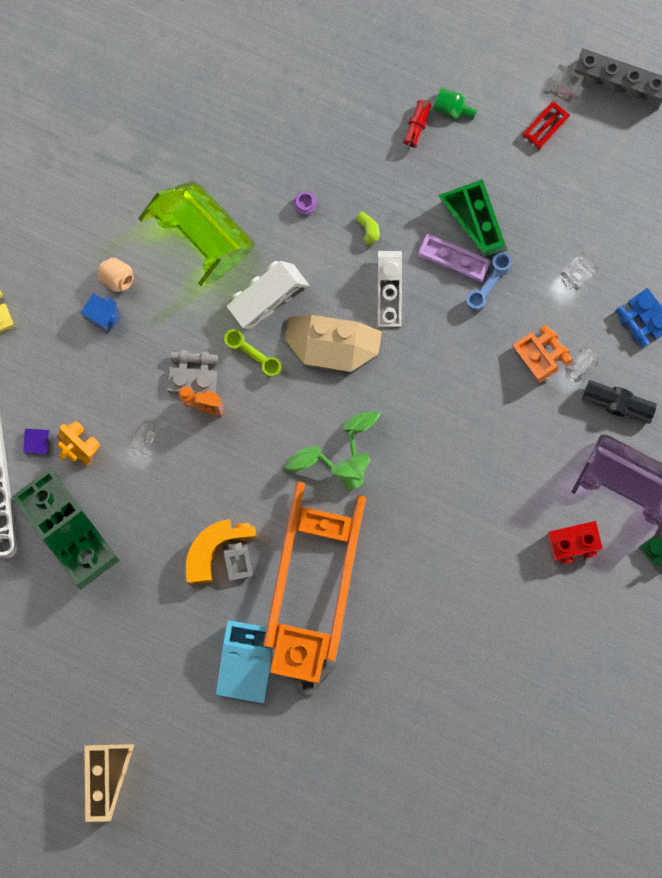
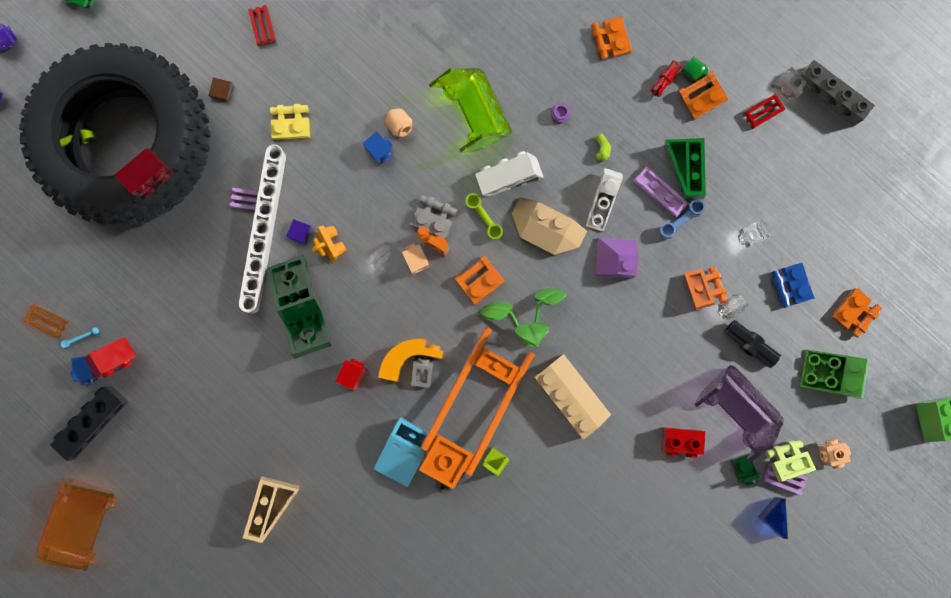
camera: 10 degrees right, 5 degrees up
(154, 588) = (351, 374): none -> red brick
(187, 428) = (415, 258): none -> light nougat brick
(278, 434) = (484, 284): none -> orange plate
(343, 93) = (616, 36): none -> orange plate
(359, 638) = (495, 461): none -> lime panel
(425, 532) = (572, 397): none -> tan slope
(426, 352) = (616, 258): none -> medium lavender slope
(473, 135) = (705, 101): none -> orange plate

